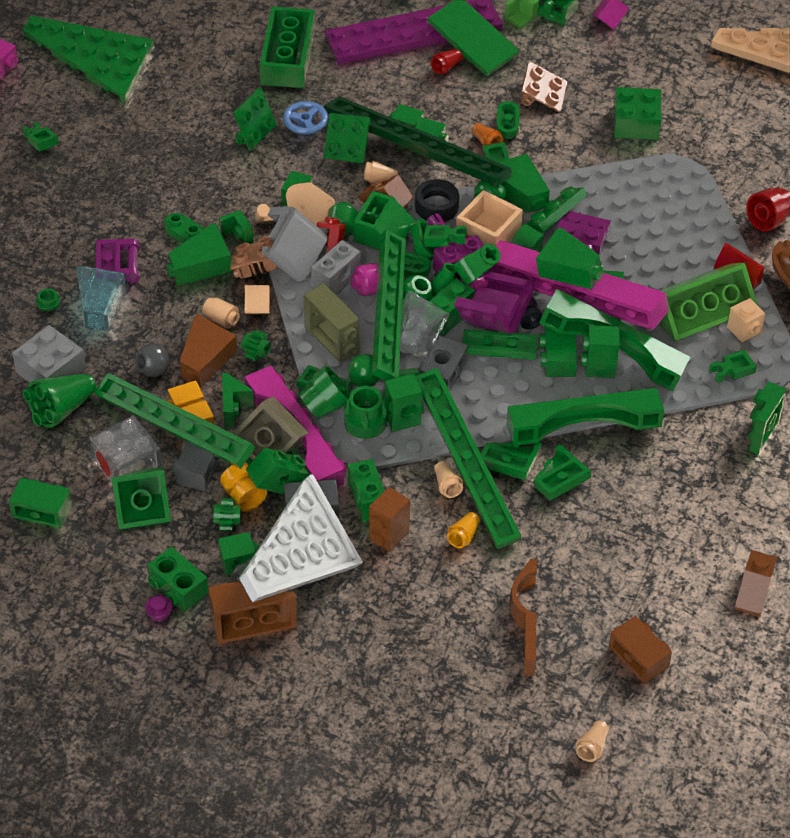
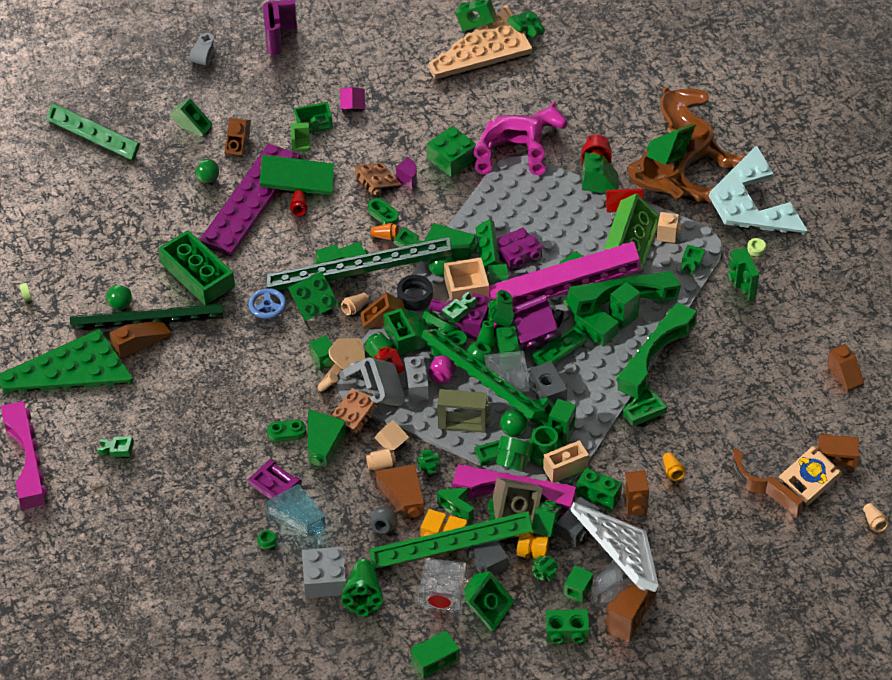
camera: 45 degrees left, 0 degrees up
(158, 607) = (576, 651): magenta plate -> none
(167, 65) = (137, 336): none -> dark orange slope
(196, 52) = (155, 314): none -> dark green plate
(198, 25) = (118, 297): none -> green piece
(238, 225) = (321, 400): green bracket -> none
(253, 119) = (241, 331): green hinge -> none
(362, 439) = (565, 461): none -> light nougat brick
(448, 480) = (630, 447): light nougat cone -> none
(468, 460) = (633, 425): green plate -> none
(561, 474) = (679, 393): green wing -> none
(569, 261) = (557, 264): green slope -> none
(574, 103) = (407, 173): none -> magenta brick
(583, 646) = (813, 472): none -> light nougat container
(719, 135) = (518, 130): none -> dark pink animal
(745, 227) = (598, 174): none -> green slope

